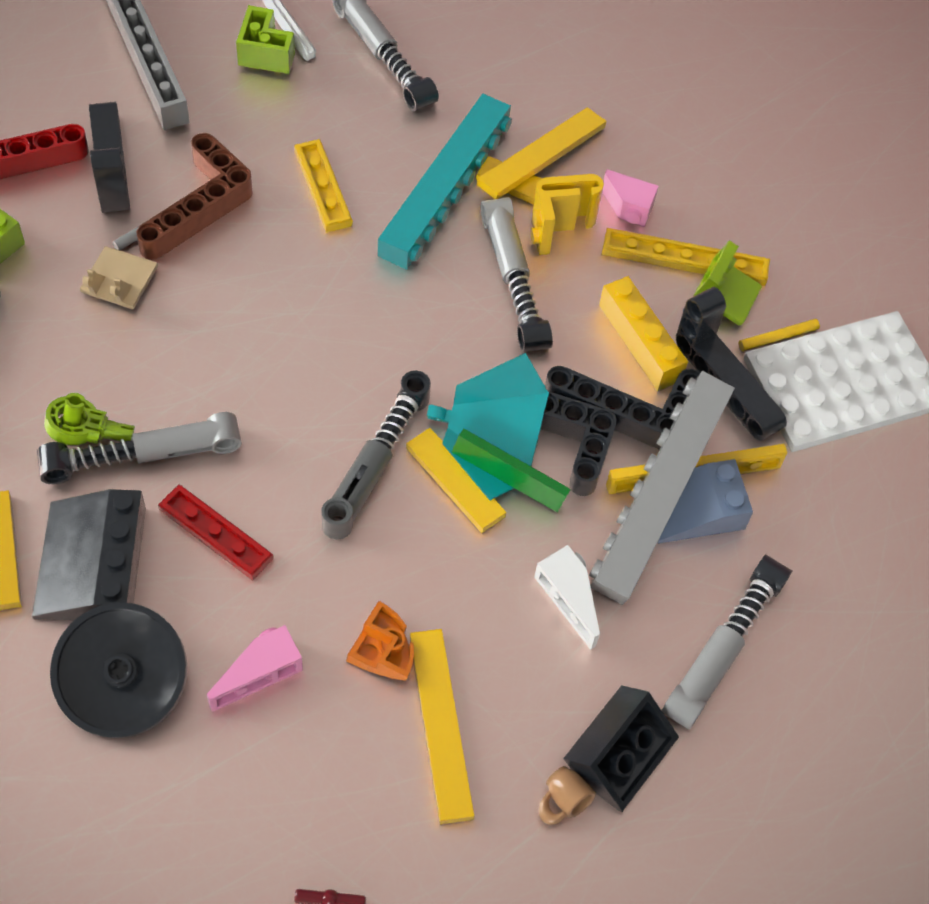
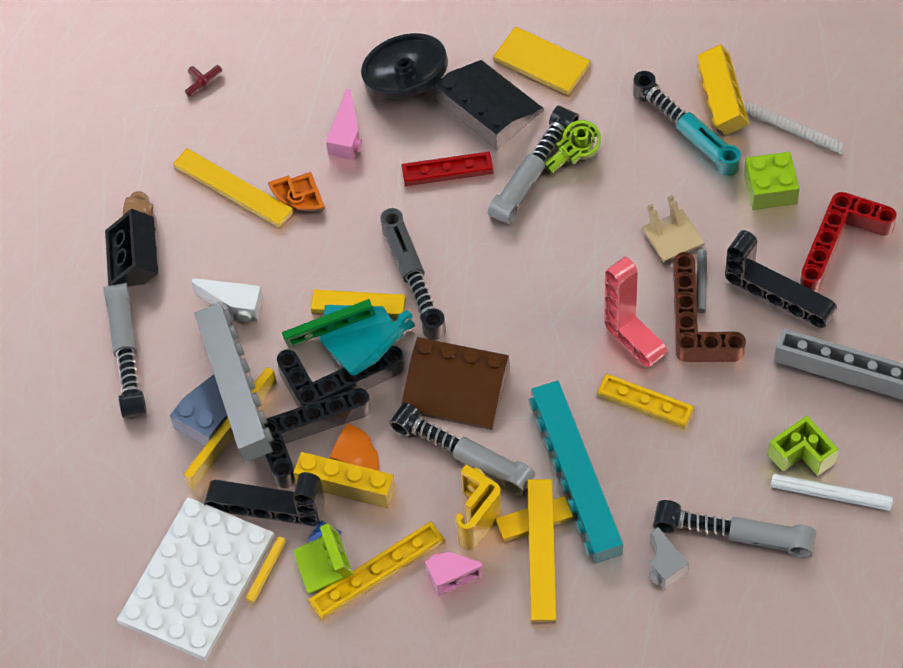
camera: 145 degrees right, 0 degrees up
(260, 211) = (621, 314): none -> coral beam
(454, 327) = (456, 382): none -> reddish brown slope
(461, 70) = (668, 562): none -> light grey arch
(605, 353) = (355, 448): none -> orange brick

